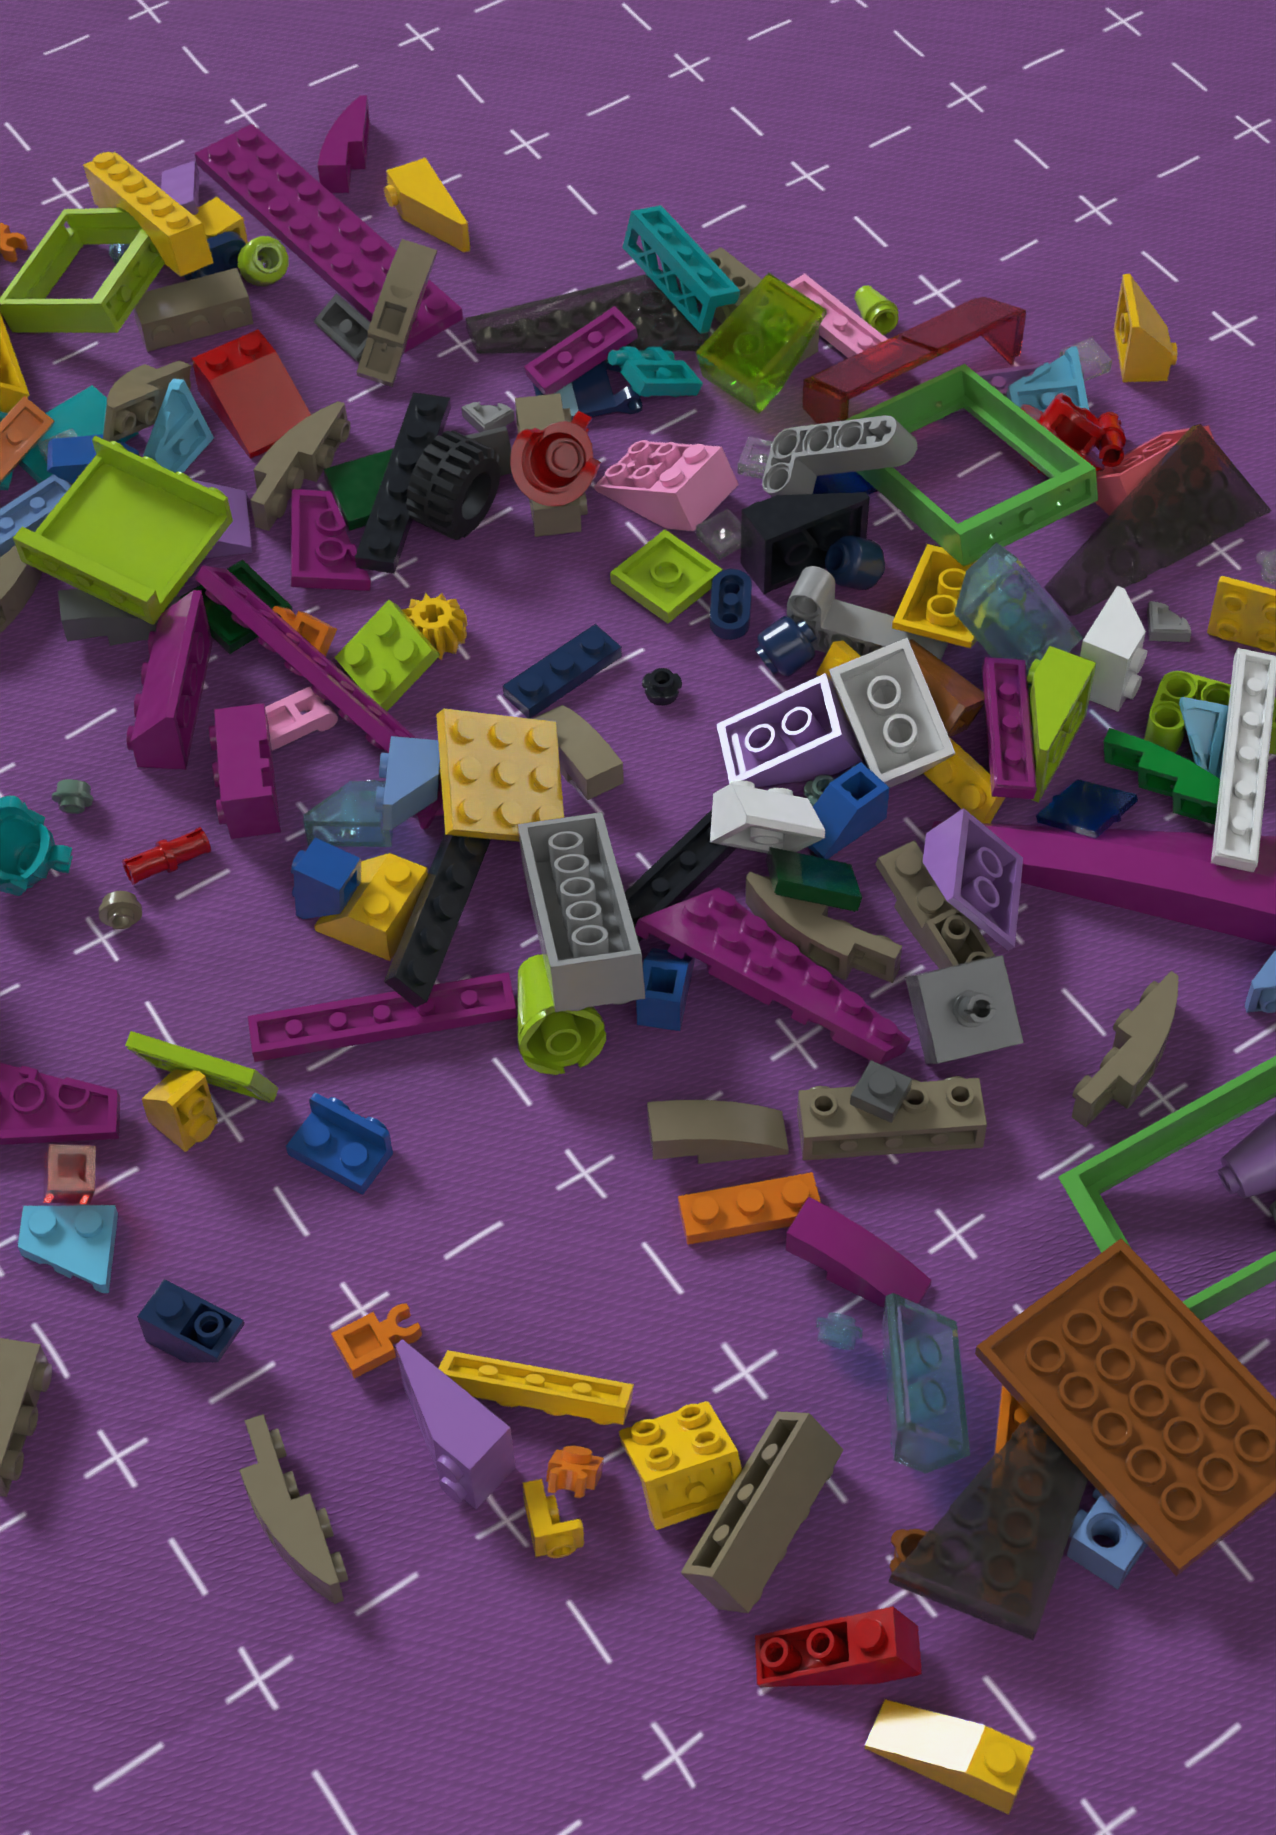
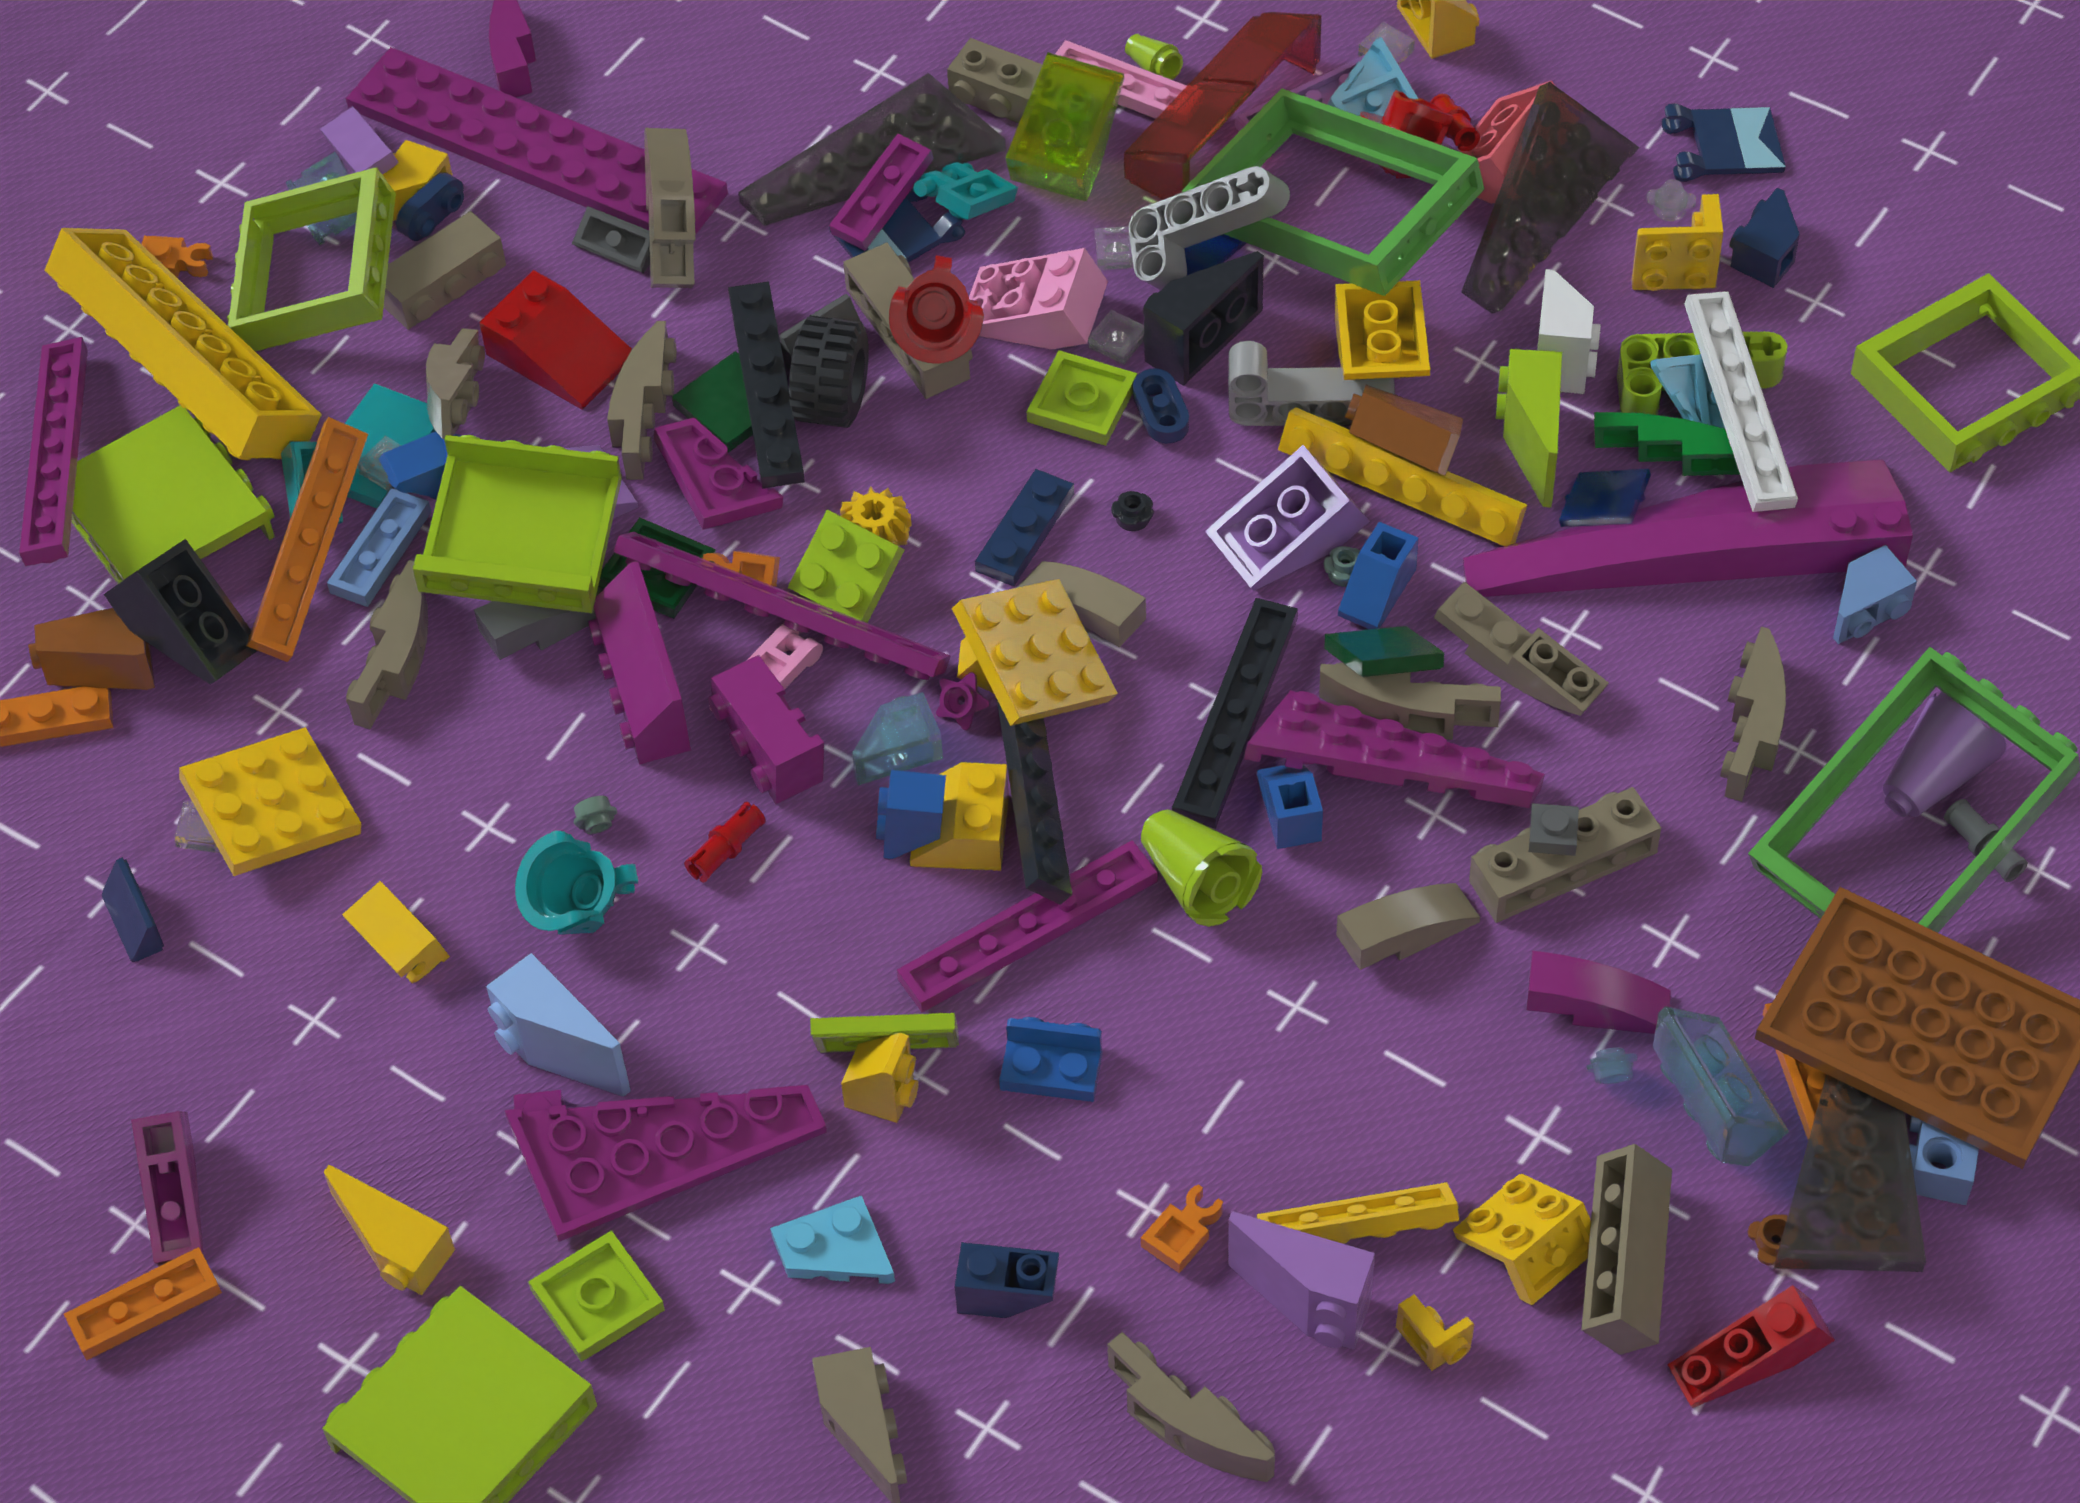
camera: 20 degrees left, 0 degrees up
(69, 1174) = (806, 1180): clear red brick -> none
(120, 910) = (709, 910): dark tan plate -> none
(169, 225) = (406, 193): yellow arch -> none
(179, 430) = (503, 399): medium azure wing -> none
(271, 253) = (491, 194): lime head -> none
(411, 779) = (946, 680): medium blue slope -> none
(426, 203) = (631, 81): yellow slope -> none
(487, 416) = (810, 290): light grey tile -> none
(574, 1470) = (1435, 1277): orange plate -> none
(581, 913) = (1187, 754): light grey brick -> none
(678, 257) = (938, 62): teal fence -> none
(745, 1208) = (1469, 984): orange plate -> none
(763, 819) = (1310, 607): white slope -> none
(786, 646) = (1240, 430): dark blue head -> none
(855, 562) = (1267, 322): dark blue head -> none
(892, 713) = (1386, 463): white slope -> none
(952, 1752) = (1895, 1396): yellow slope -> none
(964, 1010) = (1588, 727): dark grey brick -> none
(976, 874) = (1540, 592): medium lavender slope -> none
(1009, 728) = (1501, 442): magenta tile -> none
(1011, 610) = (1457, 330): clear light blue slope -> none
(1166, 625) = (1595, 291): light grey tile -> none

